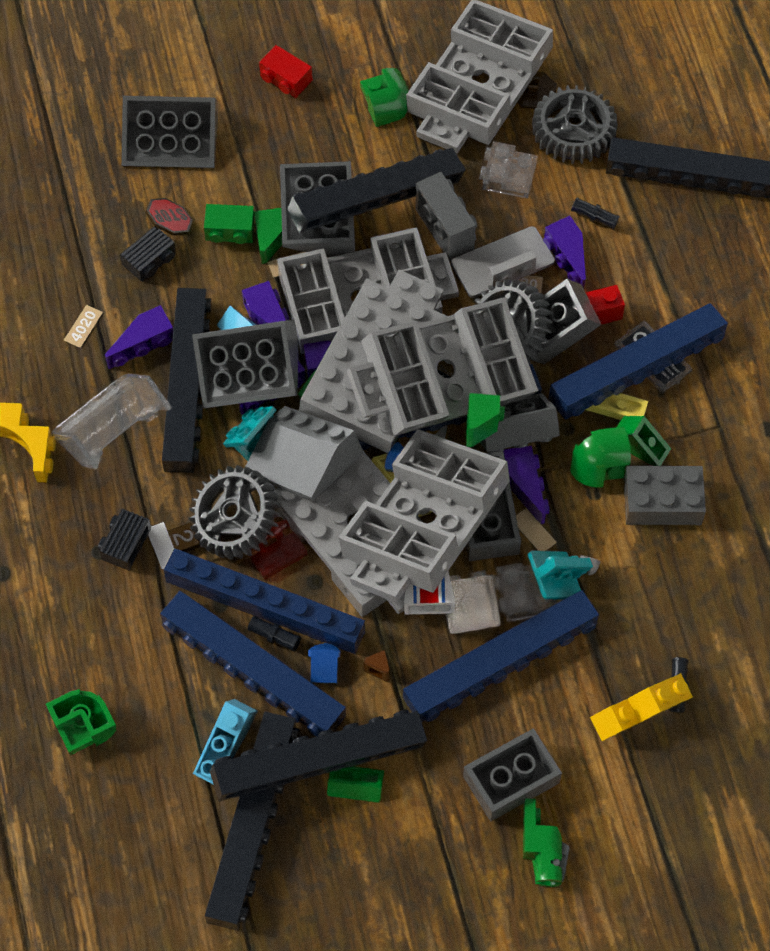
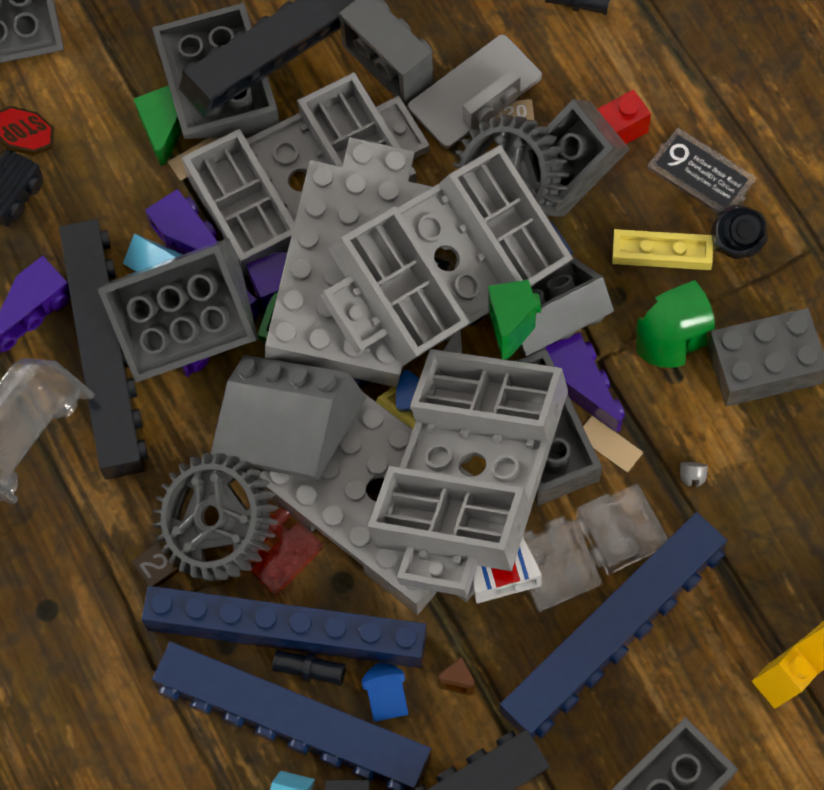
camera: 10 degrees left, 5 degrees up
(124, 539) = (77, 586): black brick -> none
(161, 543) = (127, 579): white sticker -> none
(229, 223) = (104, 122): green brick -> none
(247, 434) = (204, 398): teal bracket -> none
(558, 572) = (658, 496): teal bracket -> none
(566, 243) = (553, 50): dark purple slope -> none
(637, 361) = (686, 186): dark blue brick -> none
(645, 440) = (724, 288): green slope -> none
(668, 402) = (739, 232): none -> black hair

